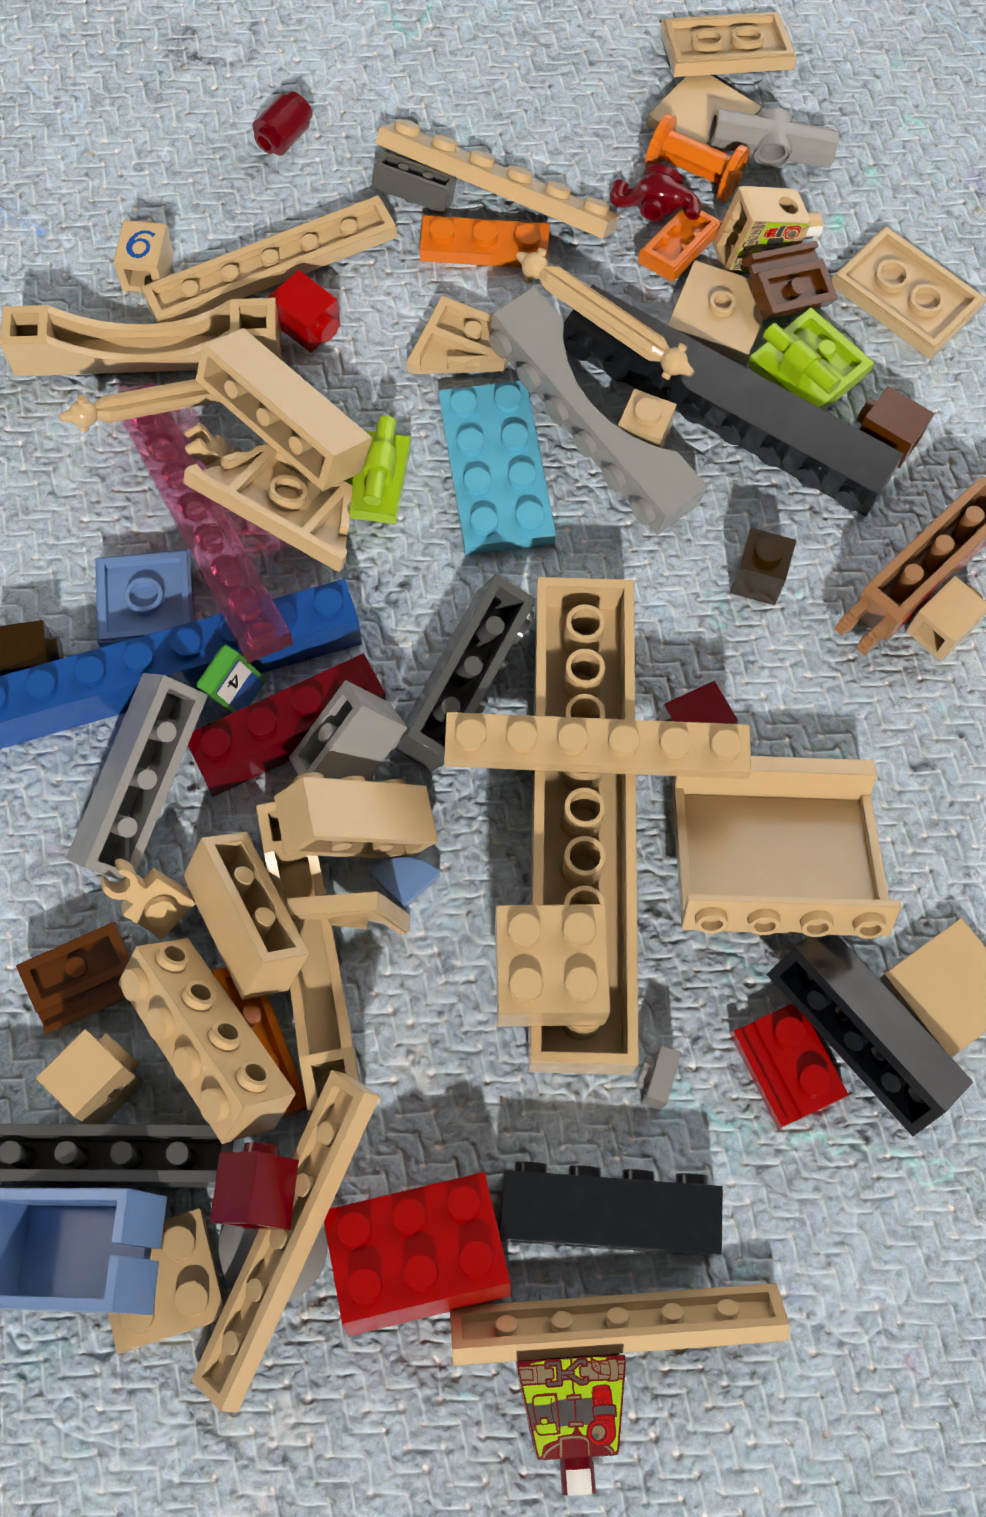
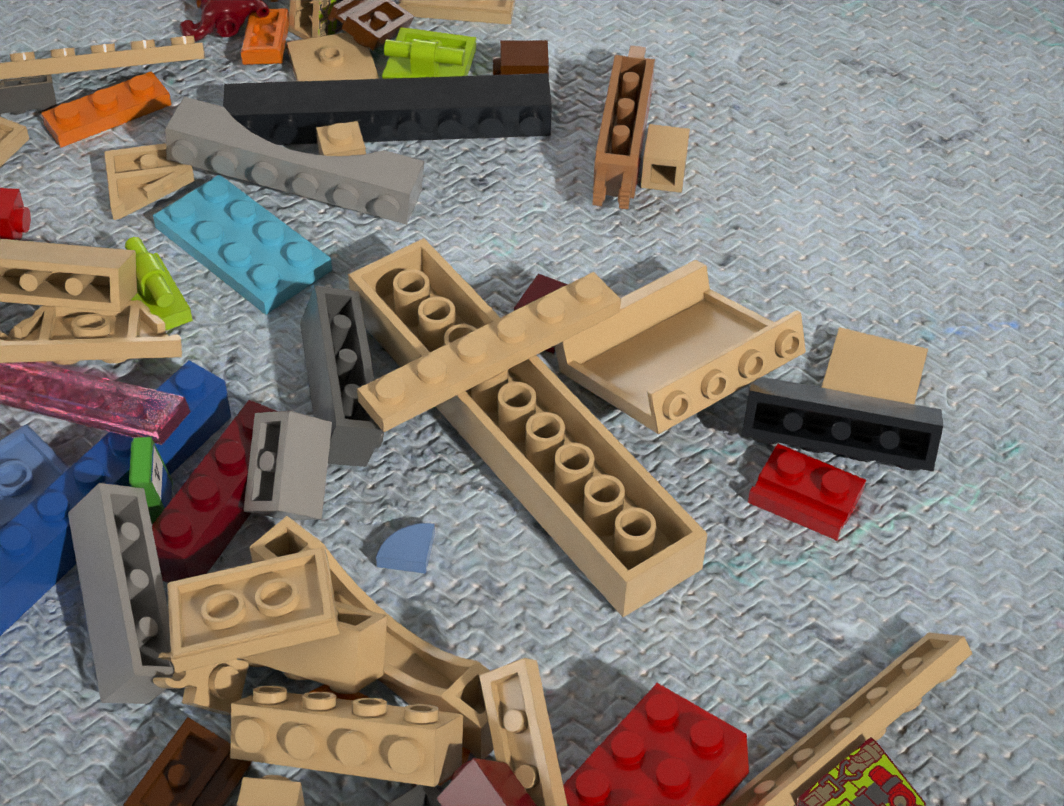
camera: 35 degrees left, 20 degrees down
(204, 876) = (251, 609): none -> tan tile
(350, 910) = (391, 577): tan tile -> none
(354, 817) = (339, 508): tan brick -> none
(551, 965) = (588, 498): tan brick -> none
(605, 314) = (252, 92): tan wheel -> none
(611, 1212) = (777, 657): black brick -> none
(658, 1076) = (726, 551): light grey plate -> none
(763, 566) = (507, 193): dark brown brick -> none

